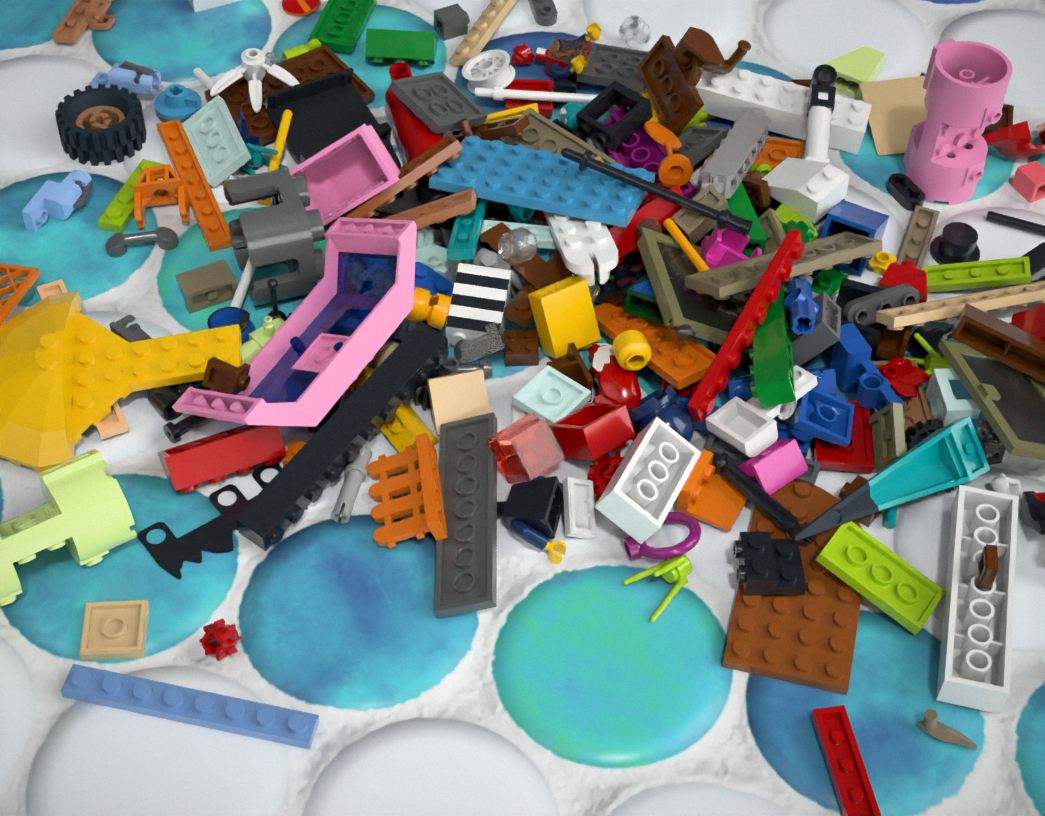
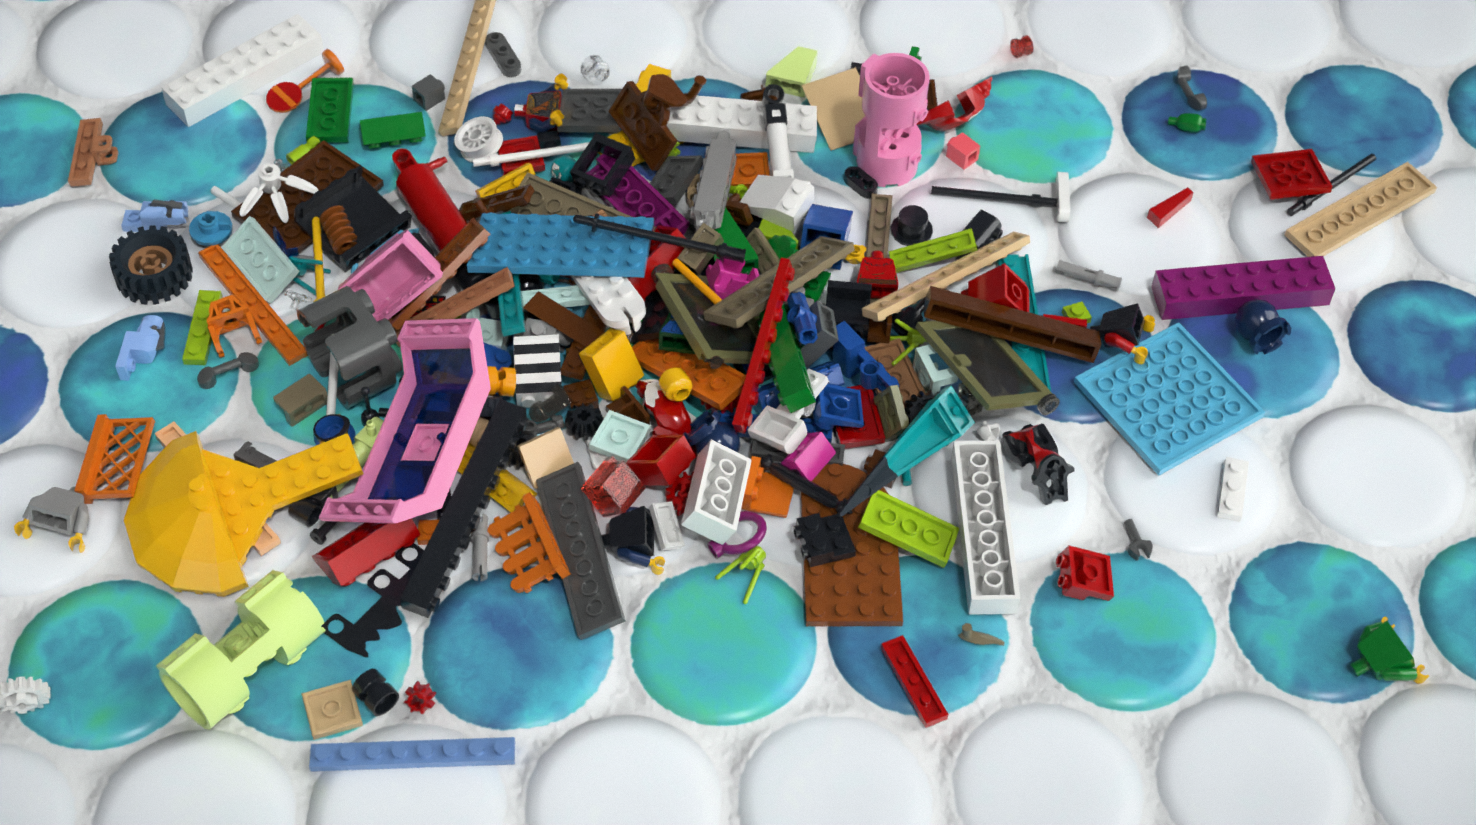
camera: 15 degrees left, 5 degrees up
(169, 620) = (374, 692): none -> black wheel
(226, 377) = (353, 482): reddish brown bracket -> none
(307, 124) = (338, 229): none -> dark orange piece
(437, 101) = (448, 185): dark grey plate -> none
(514, 372) = (583, 421): none -> black gear
(517, 246) = (559, 312): clear head -> none
(675, 167) = (668, 208): orange piece -> none
(869, 304) = (856, 300): dark grey plate -> none
(903, 376) = (893, 356): red plate -> none
(988, 566) = (987, 504): reddish brown tile -> none

